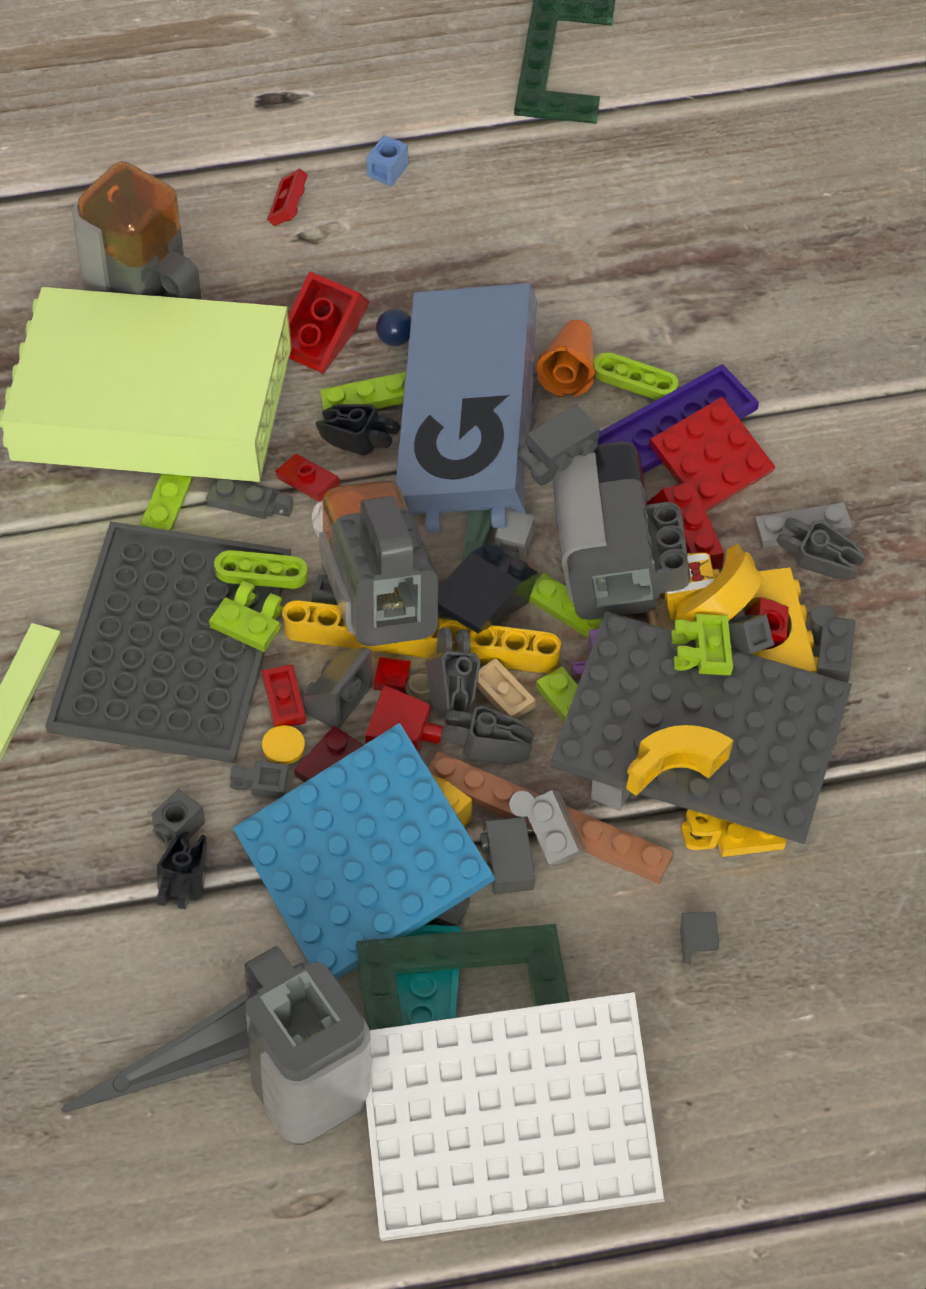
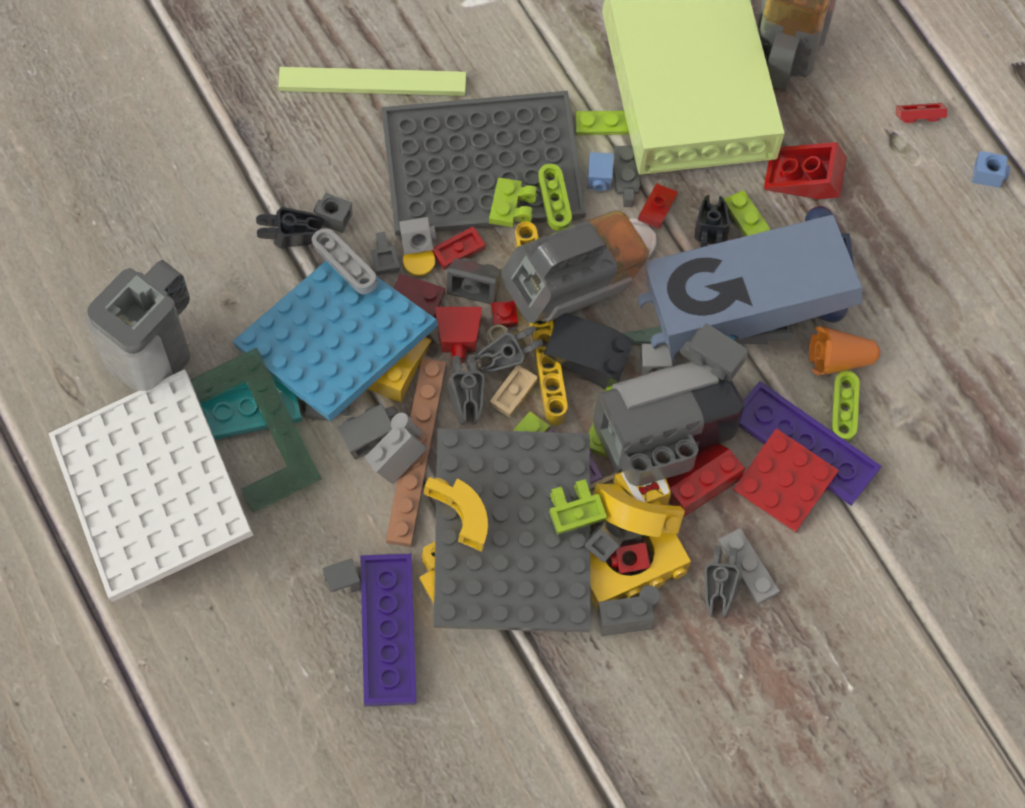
camera: 70 degrees right, 10 degrees up
(207, 1045) = (201, 320): dark grey plate -> none
(237, 520) = (600, 171): none -> medium blue brick
(253, 731) = (416, 244): none -> light grey brick
(265, 813) = (345, 261): none -> light grey plate
(782, 905) = (388, 630): none -> dark purple plate

